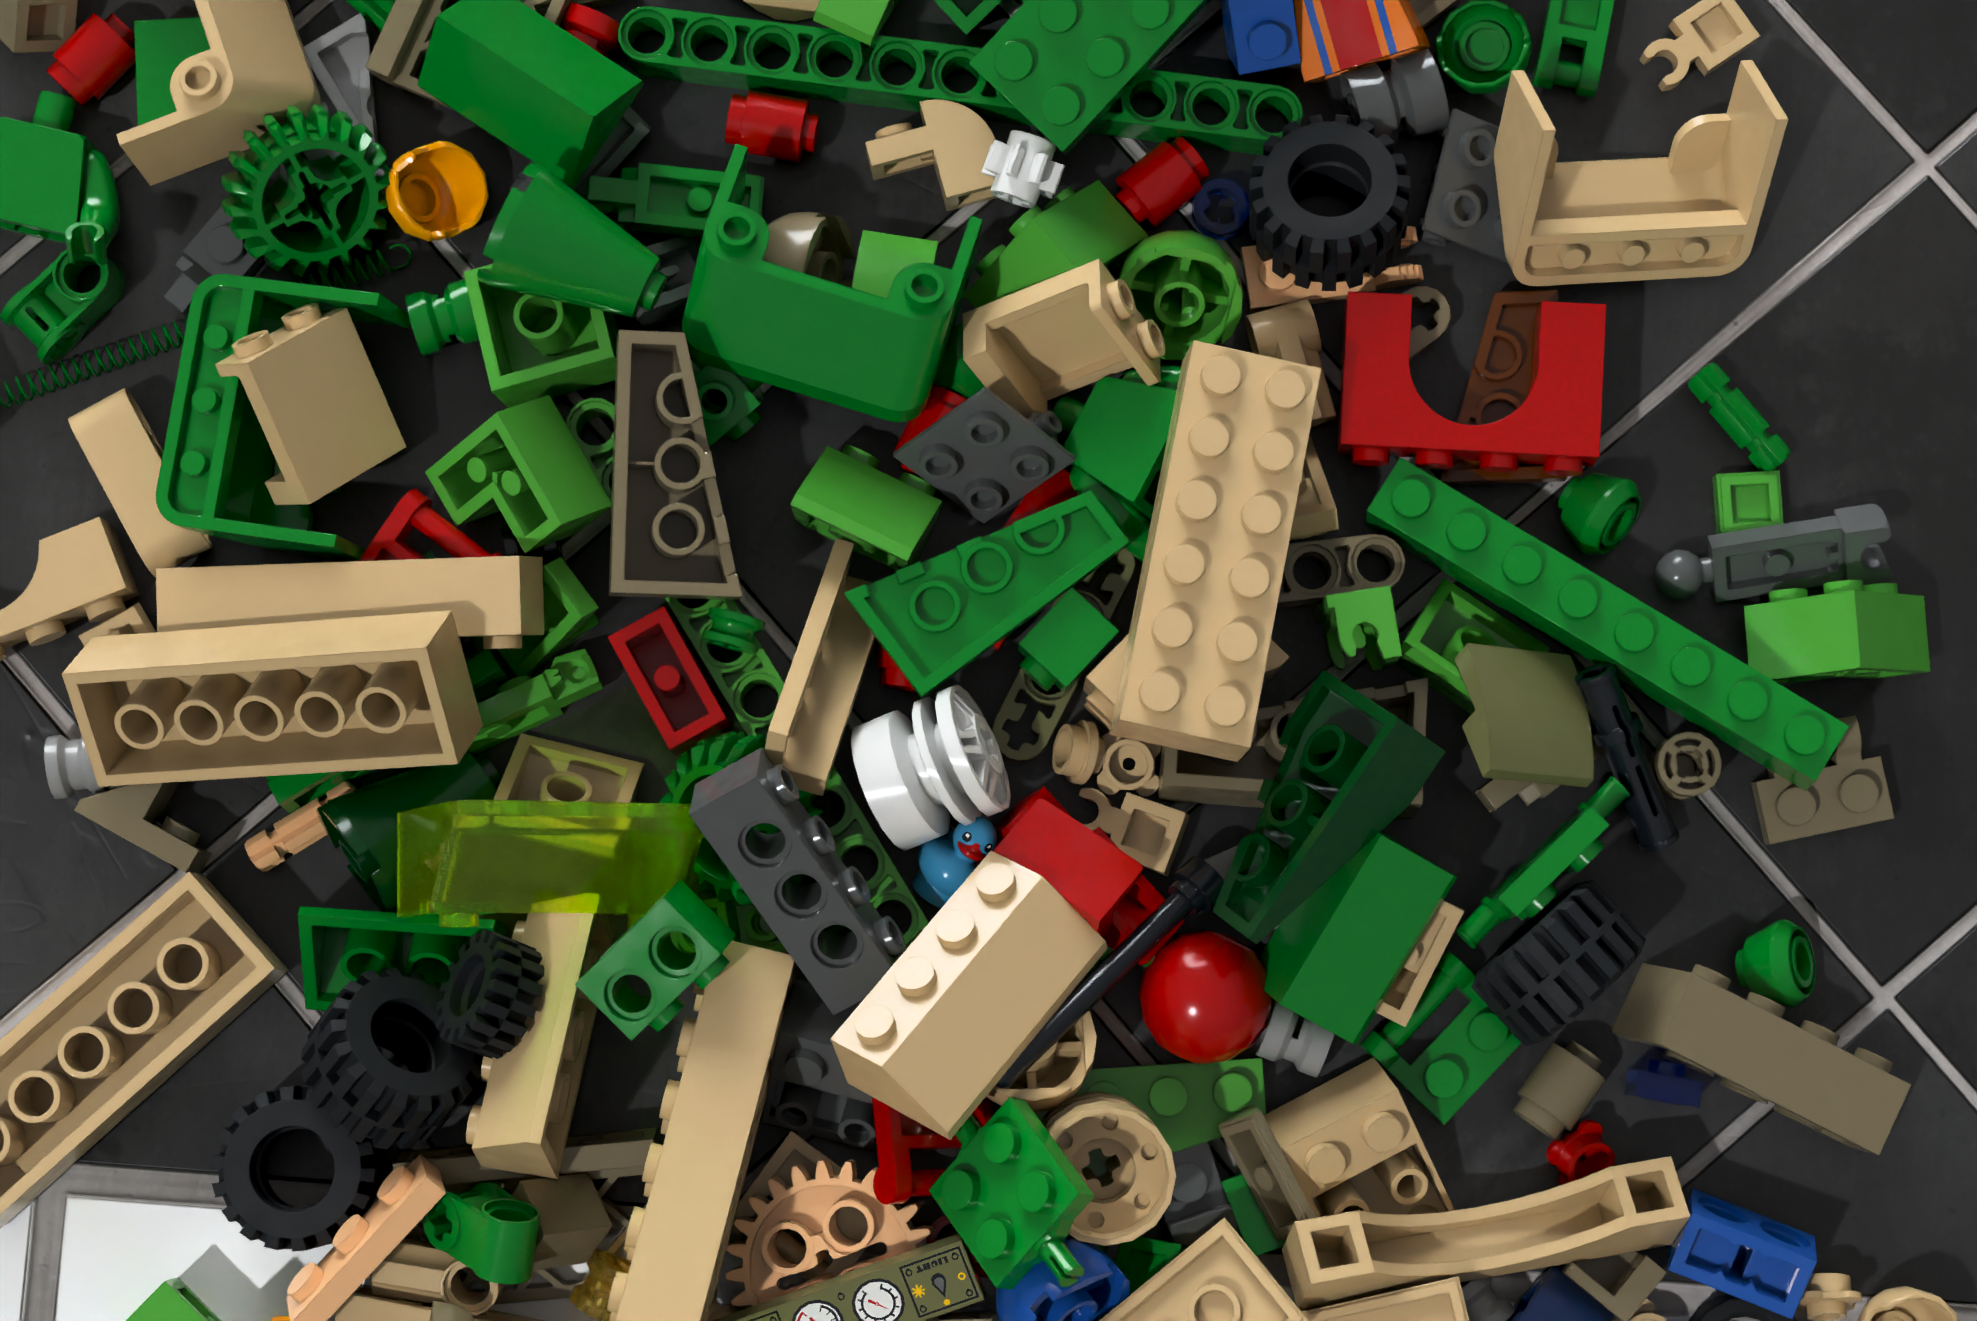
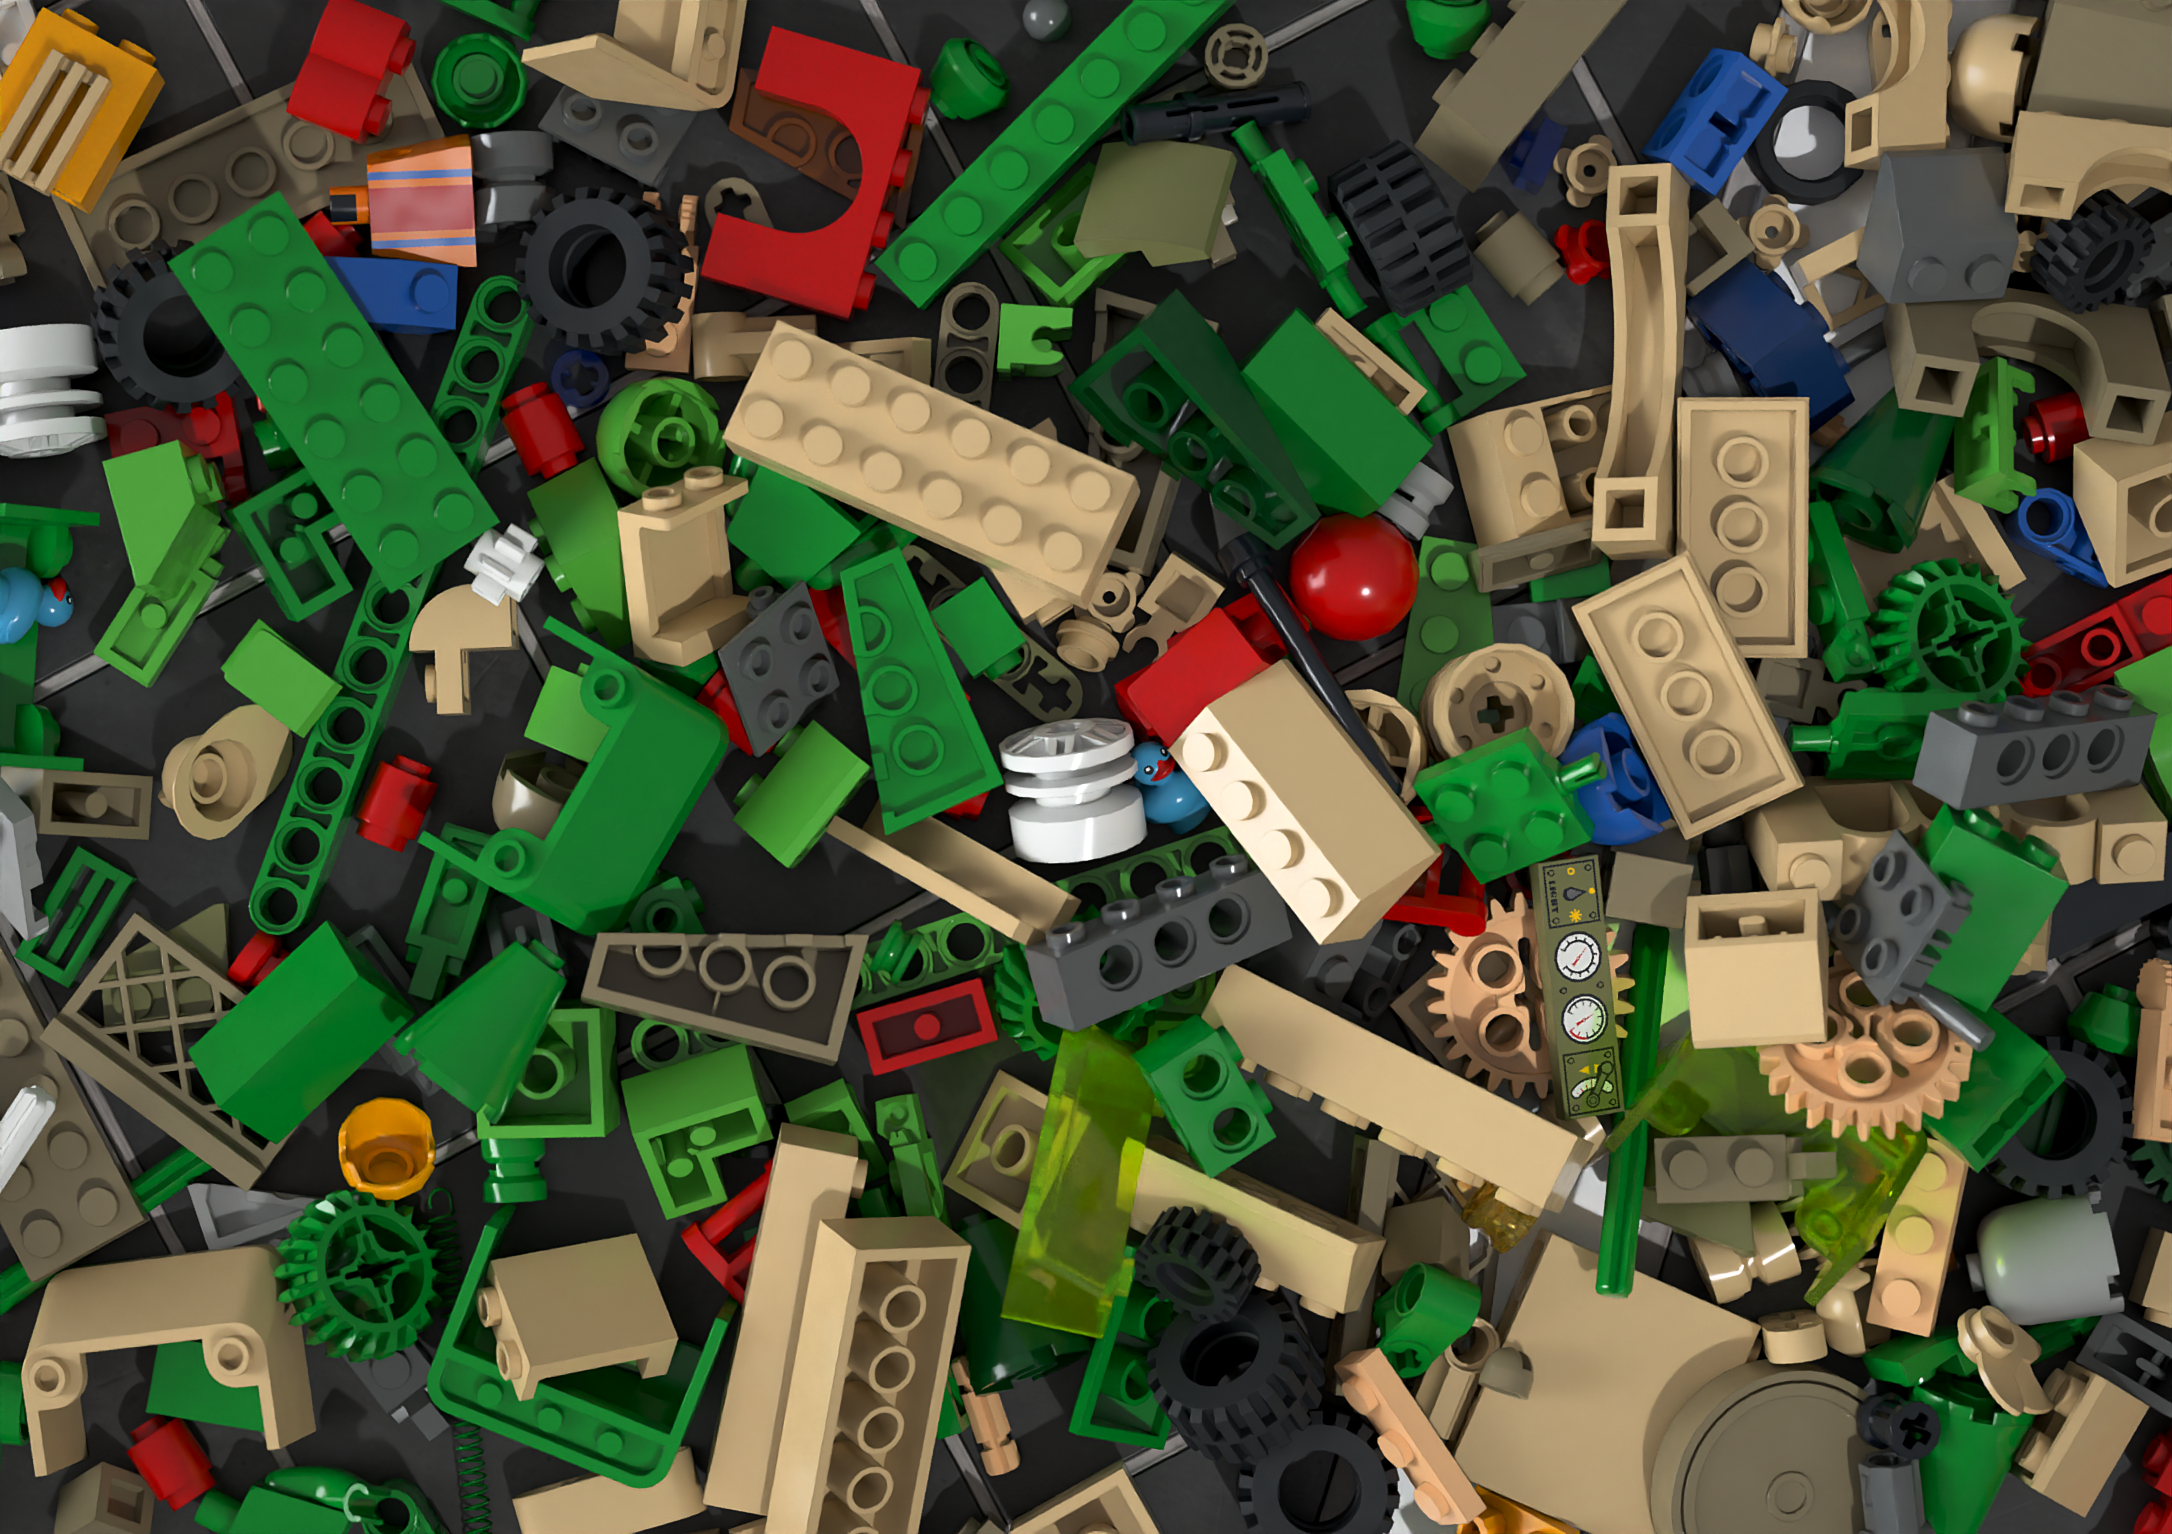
camera: 75 degrees left, 5 degrees up
(1663, 1122) = (1571, 163): none -> tan plate

